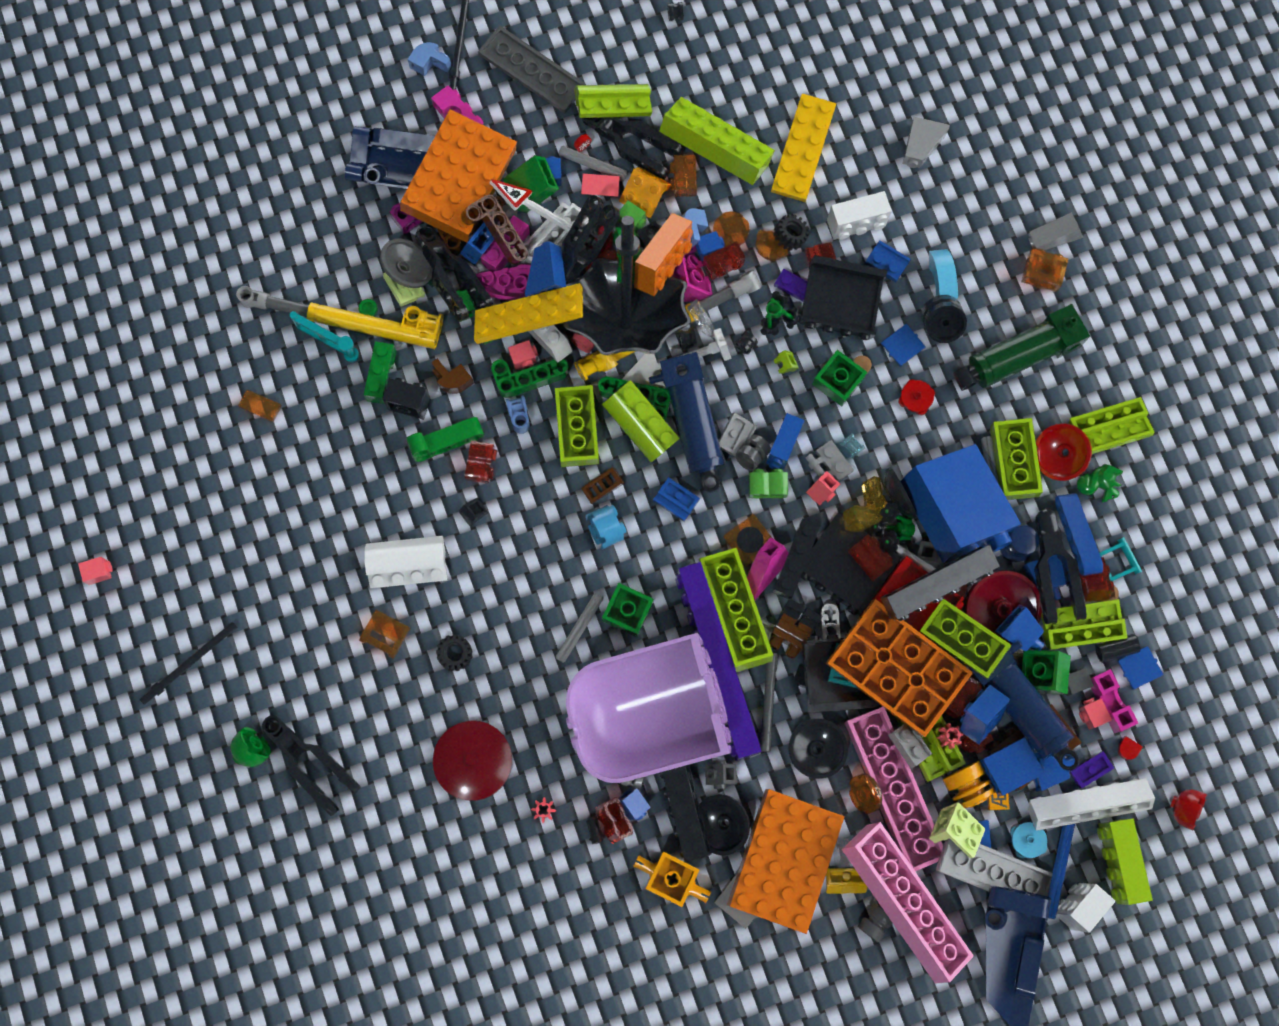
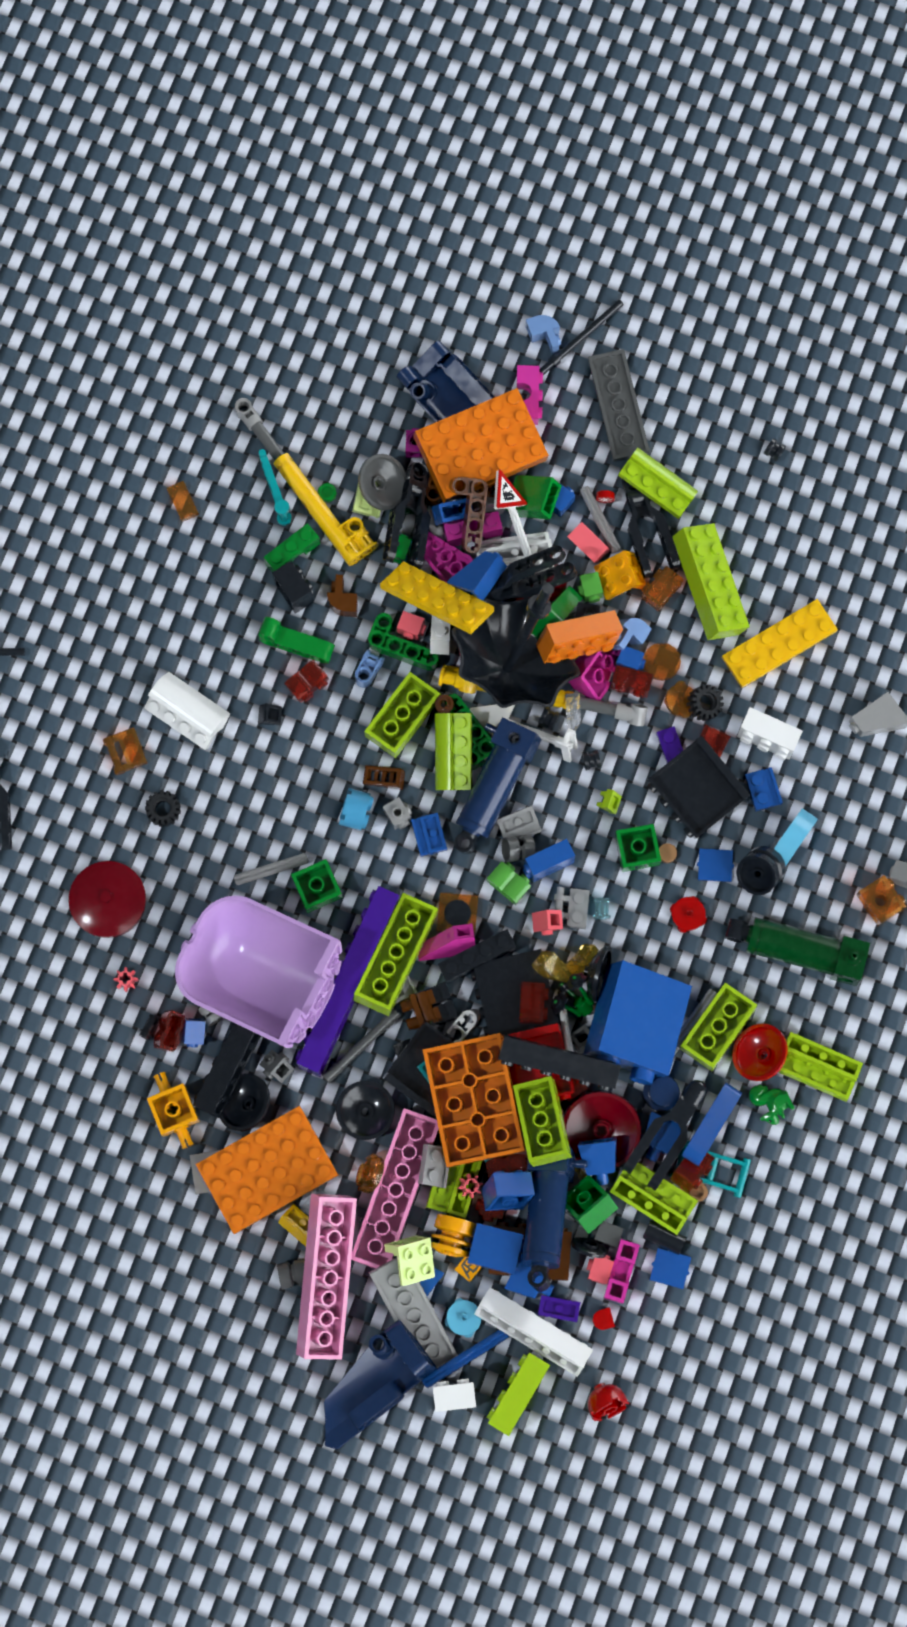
camera: 45 degrees right, 0 degrees up
(609, 390) = (450, 704): none -> reddish brown plate
(639, 503) = (398, 813): none -> light grey brick
(774, 310) = (630, 753): black plant -> none
(1074, 704) = (589, 1247): none -> black wheel

